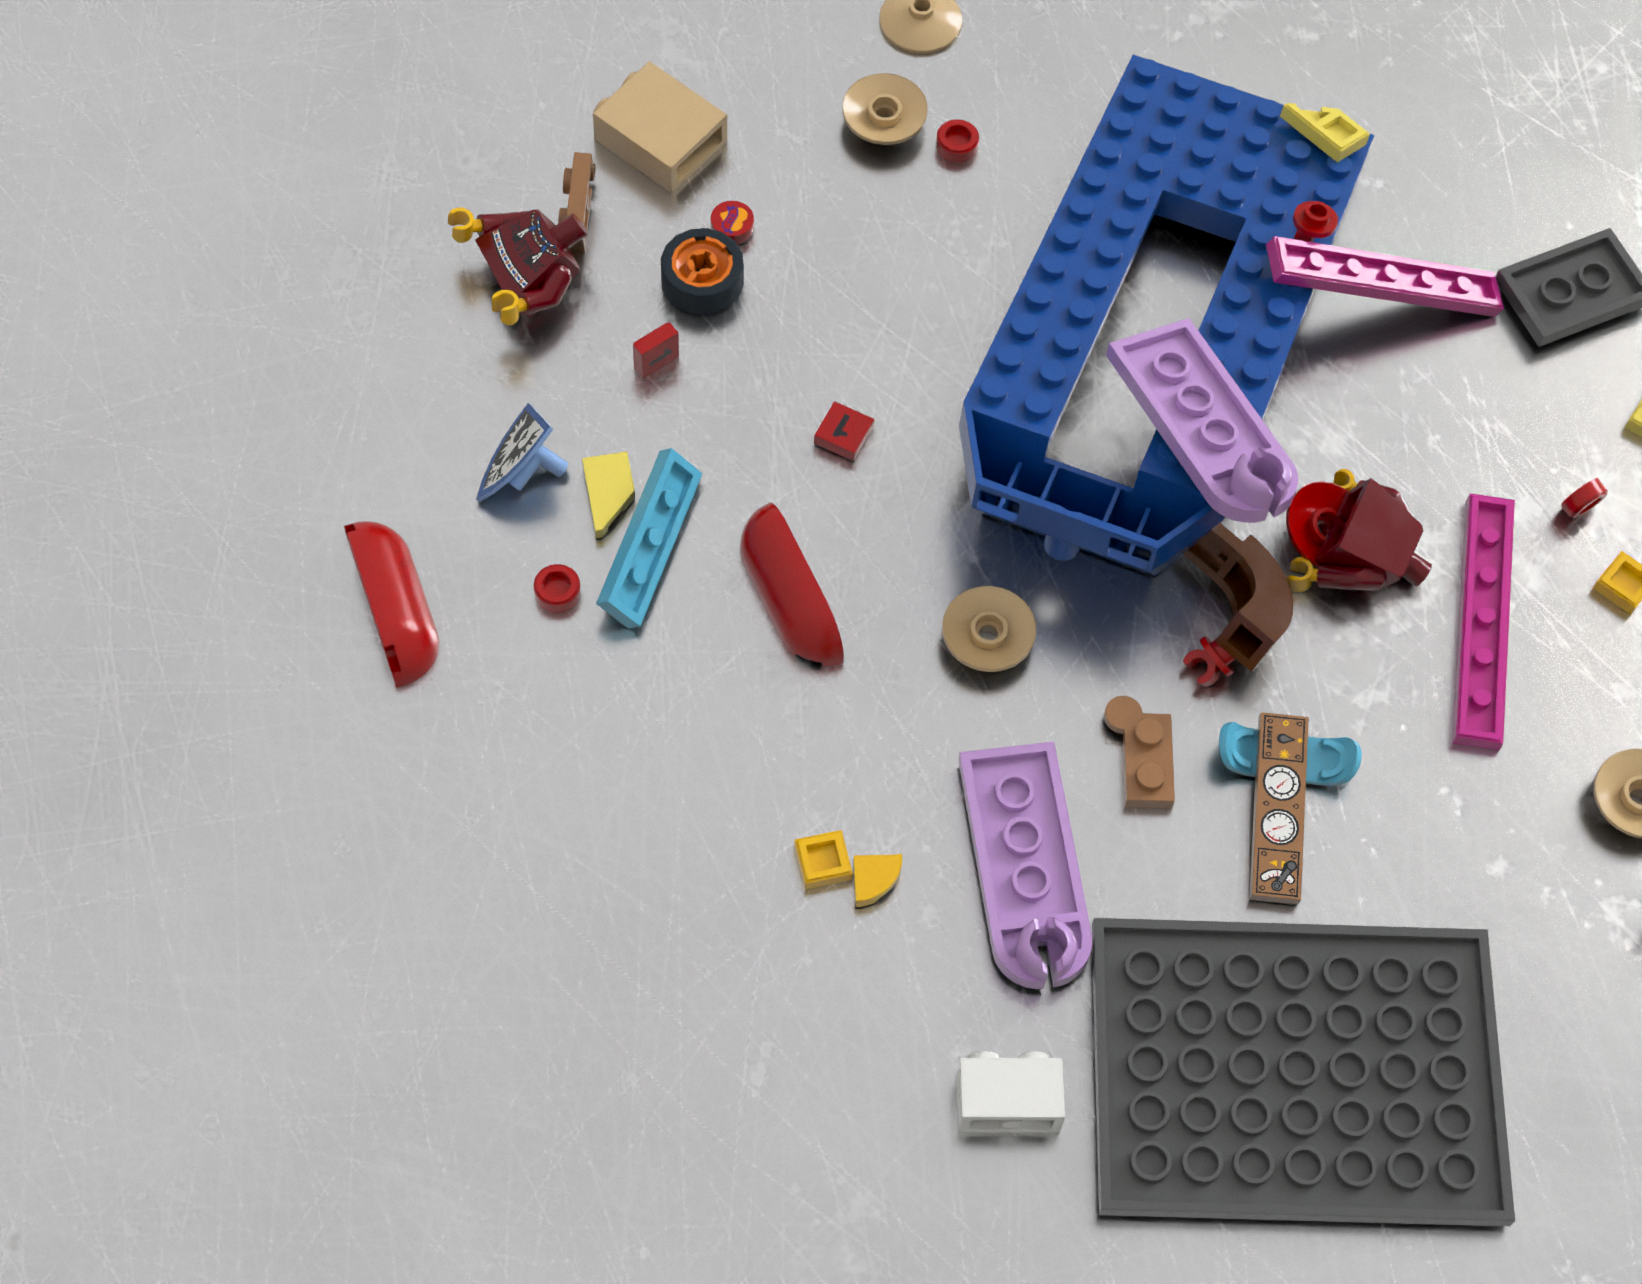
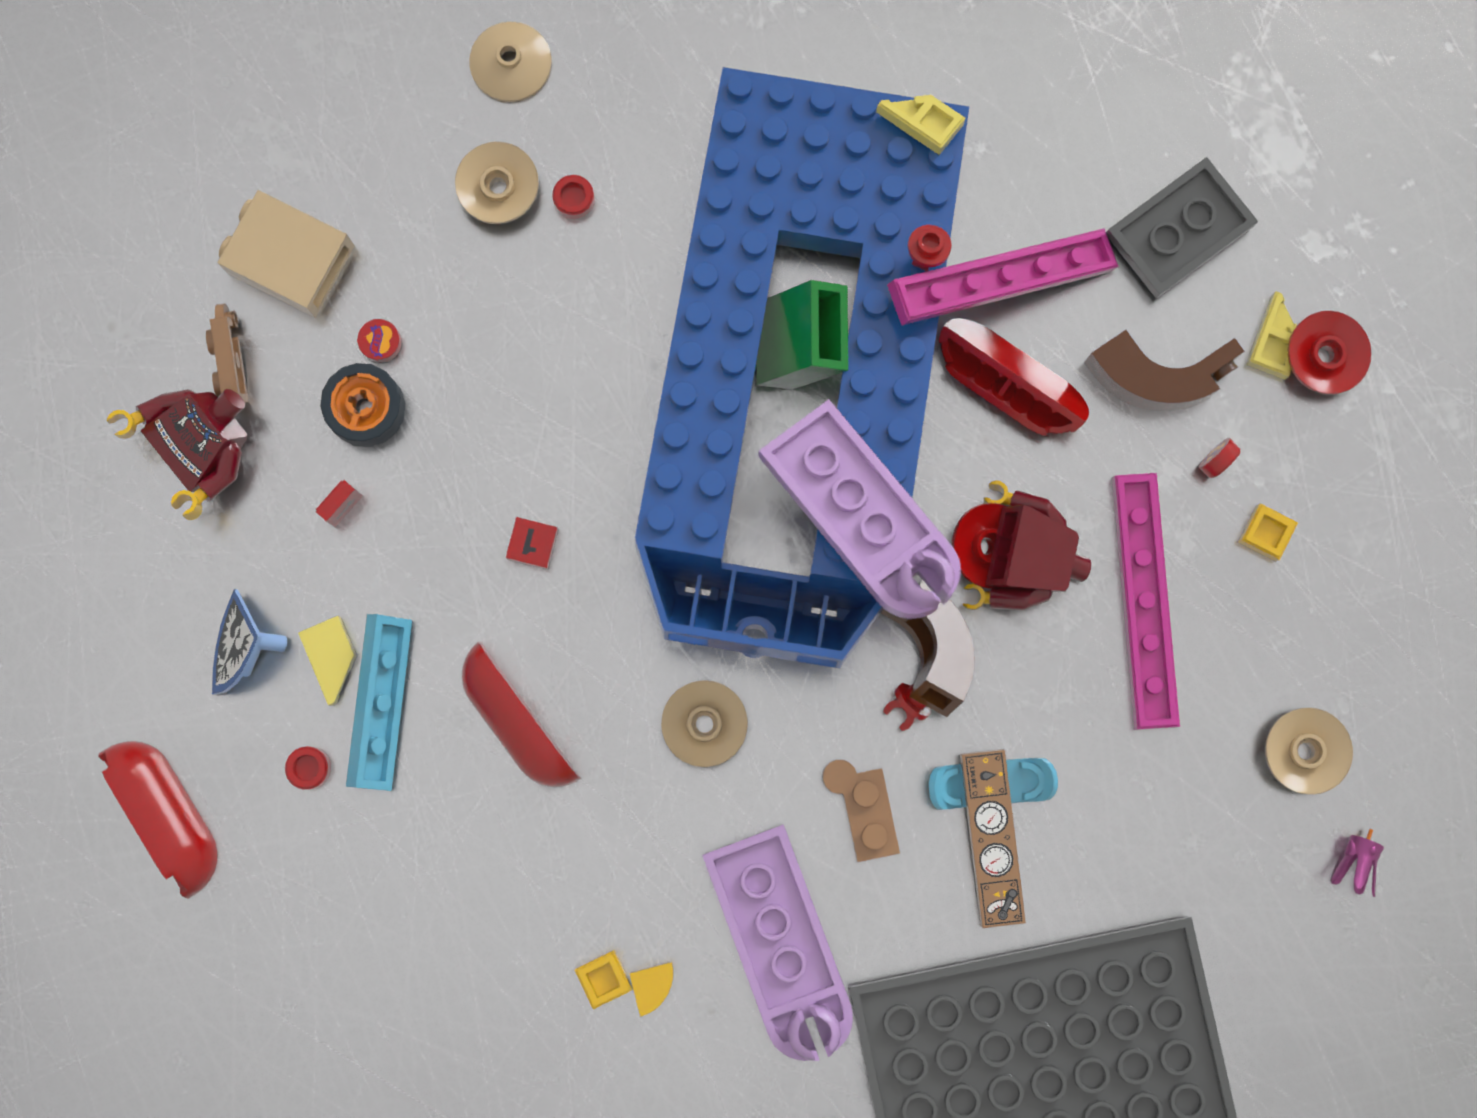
camera: 10 degrees left, 20 degrees up
(1169, 281) = (804, 335): none -> green brick
(1372, 381) = (1011, 379): none -> red brick
(1526, 419) = (1149, 386): none -> reddish brown arch

